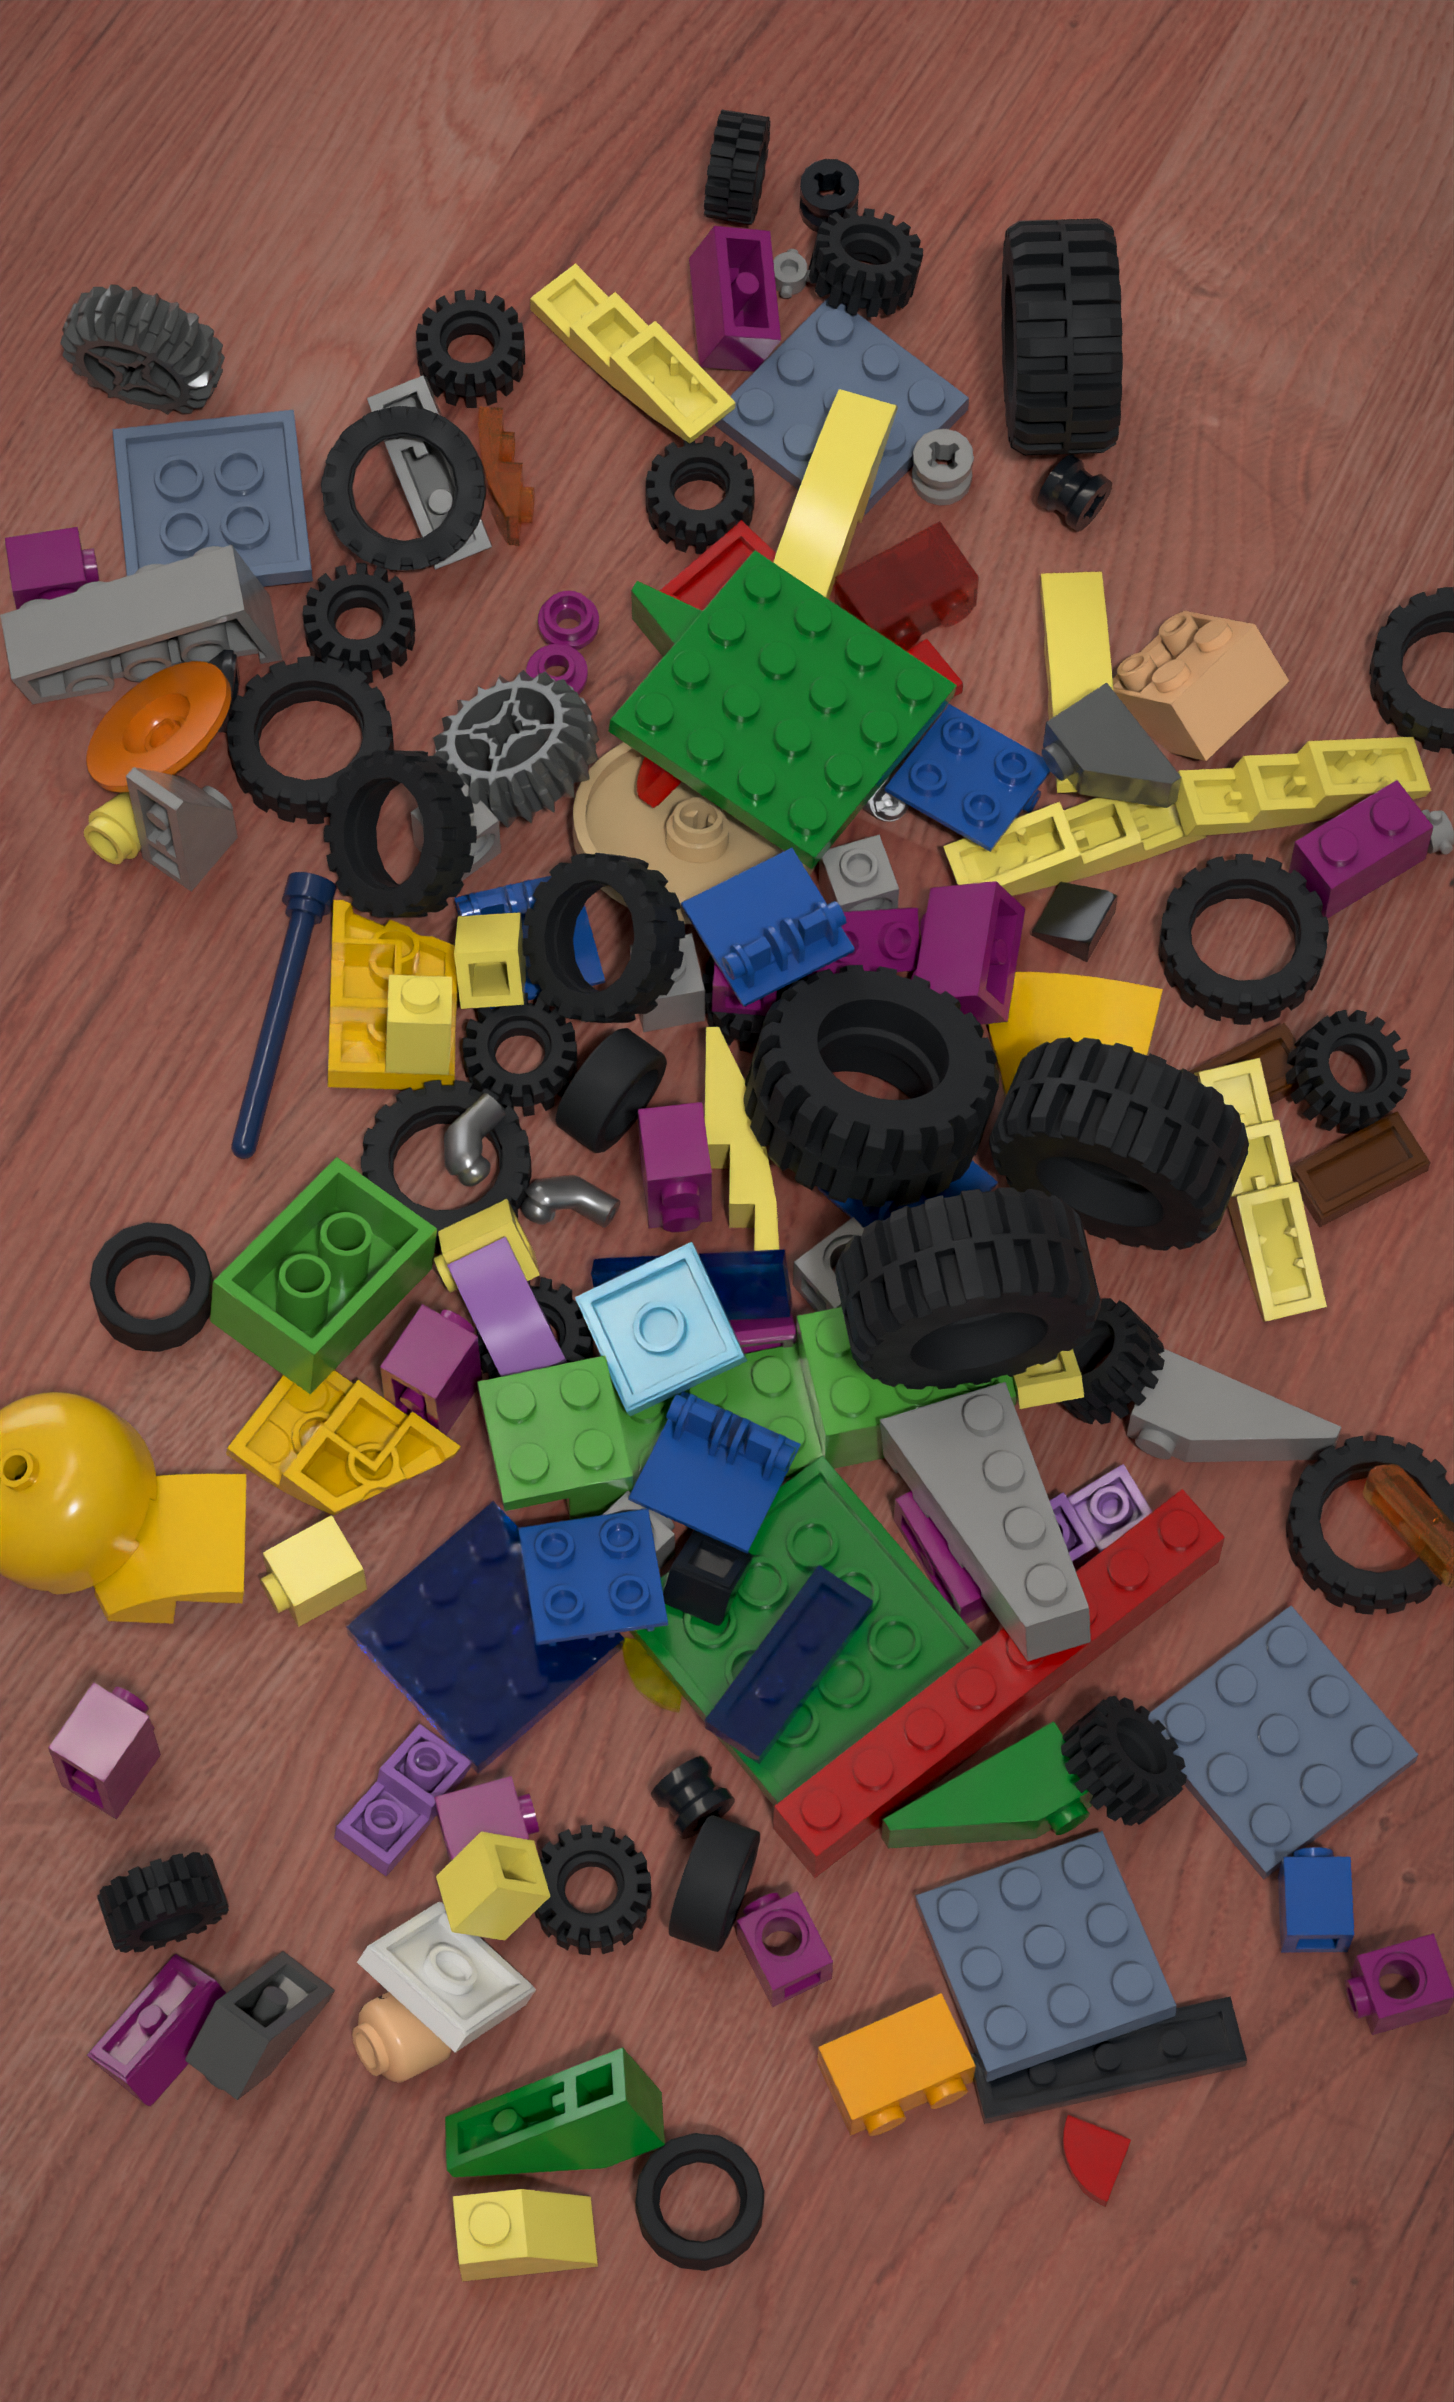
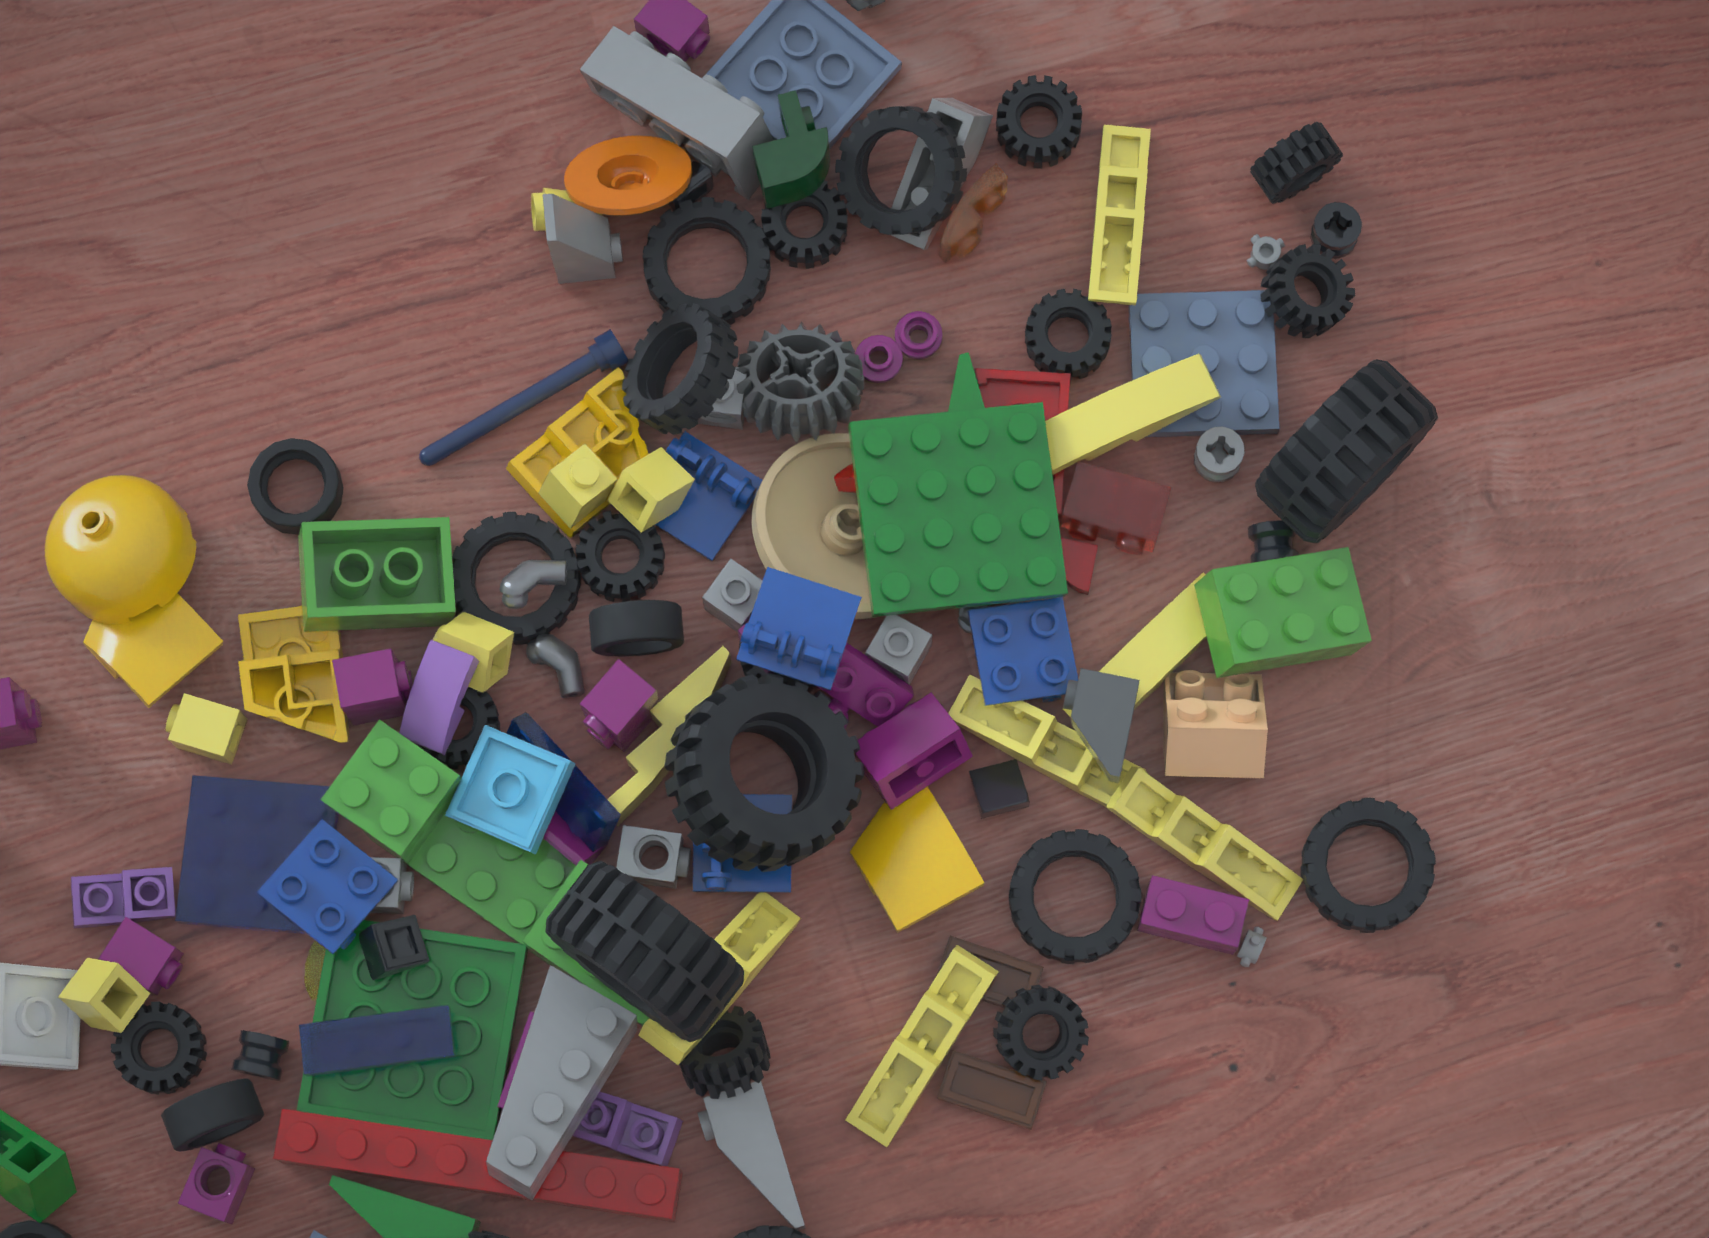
camera: 50 degrees right, 10 degrees up
(300, 563) = (794, 164): none -> dark green brick
(654, 945) = (740, 561): black tyre -> none
(714, 1471) = (456, 895): blue hinge -> none
(734, 298) = (1208, 240): magenta brick -> none
(1121, 1142) = (849, 947): black tyre -> none
(1149, 531) = (1282, 612): none -> bright green brick

